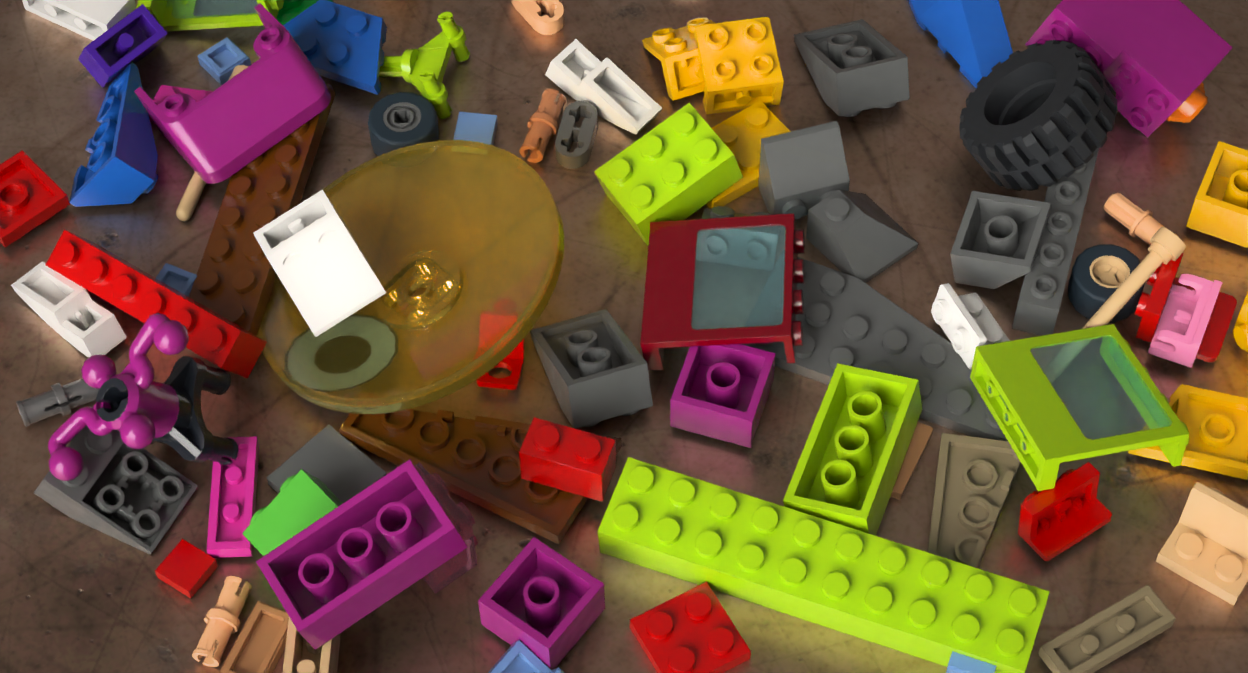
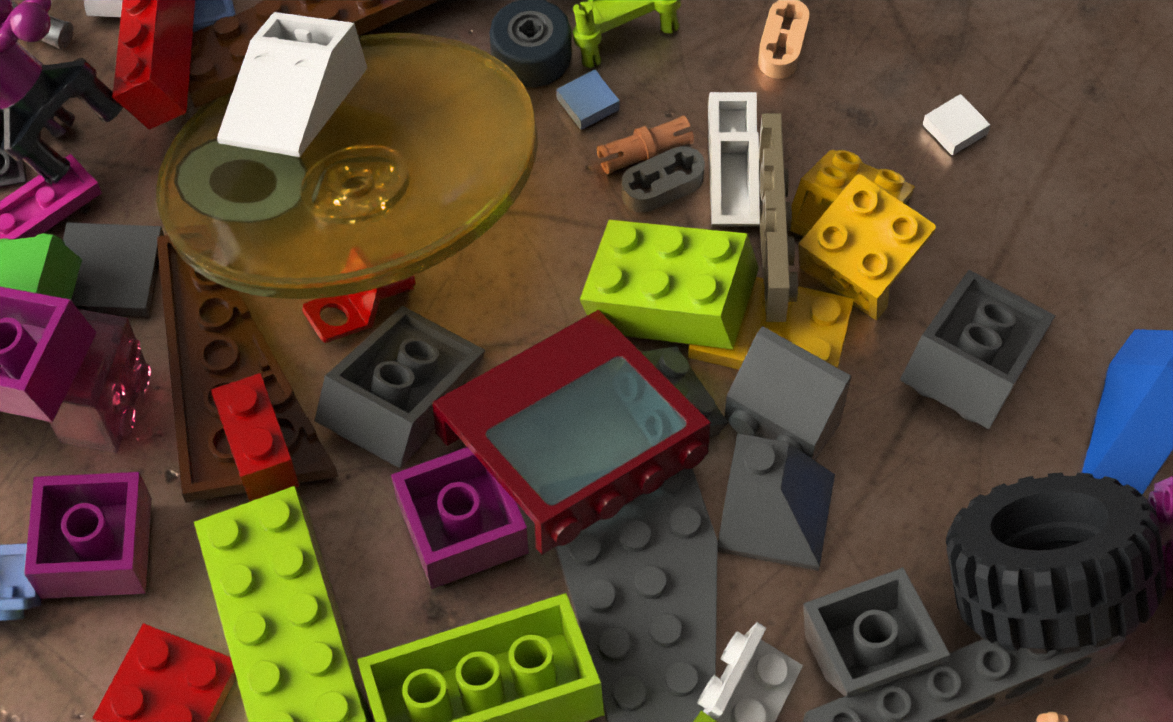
camera: 50 degrees right, 5 degrees up
(675, 88) = (775, 221): none -> dark tan wing

